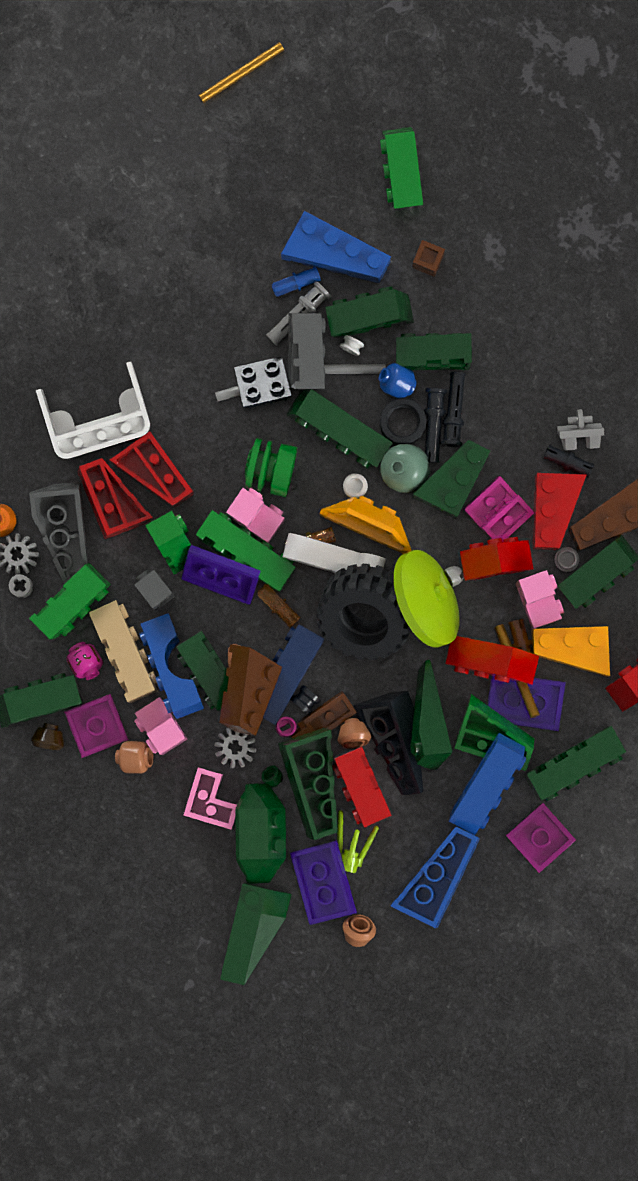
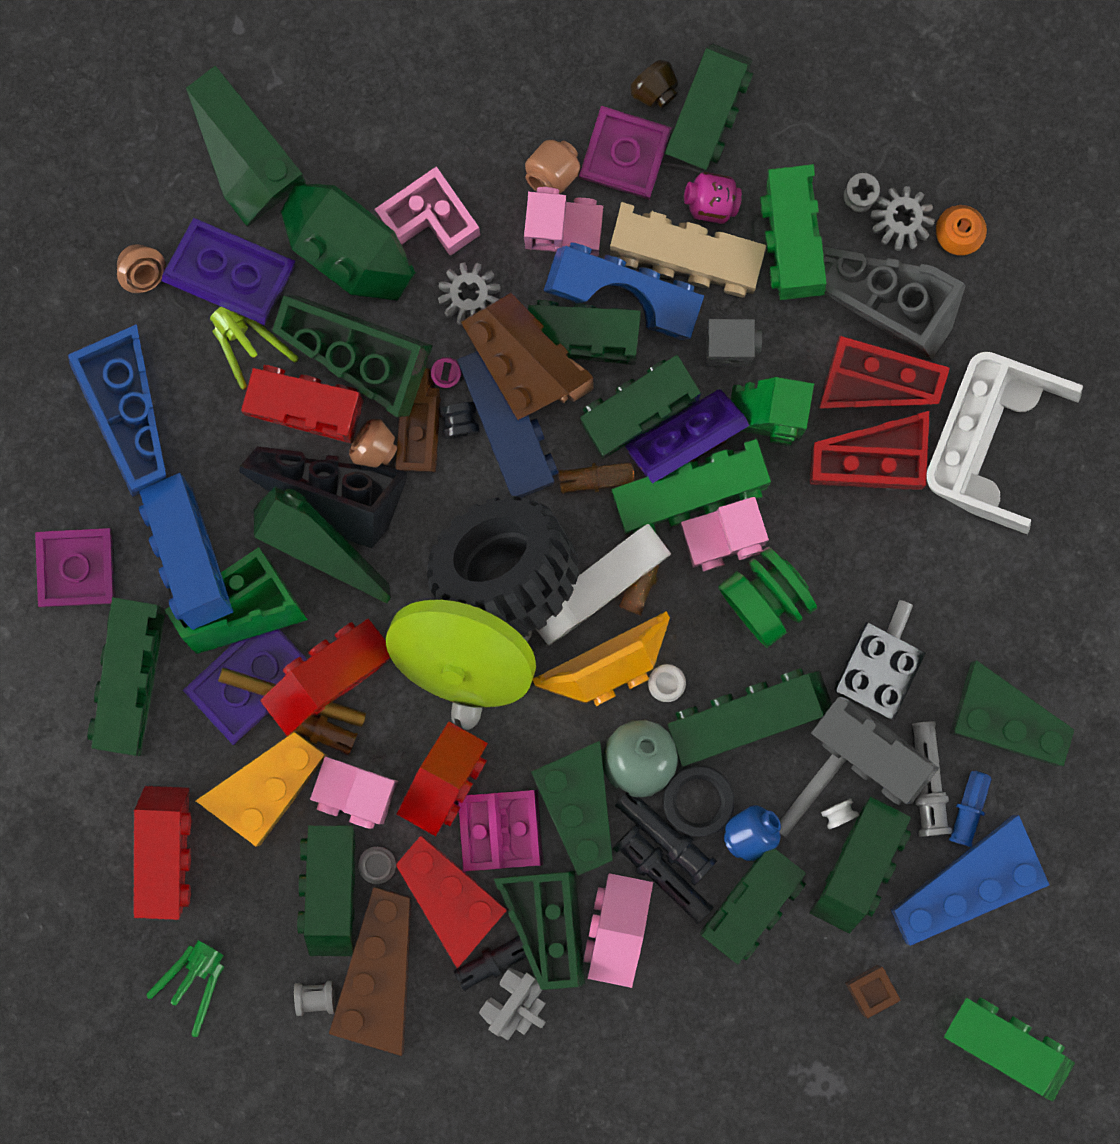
camera: 130 degrees right, 0 degrees up
(224, 612) = (639, 406): none -> dark green wedge
(235, 298) = (1008, 720): none -> dark green wedge
(268, 773) = (402, 303): dark green hinge -> none
(500, 409) = (618, 930): none -> bright pink brick
(525, 449) = (548, 924): none -> dark green wedge

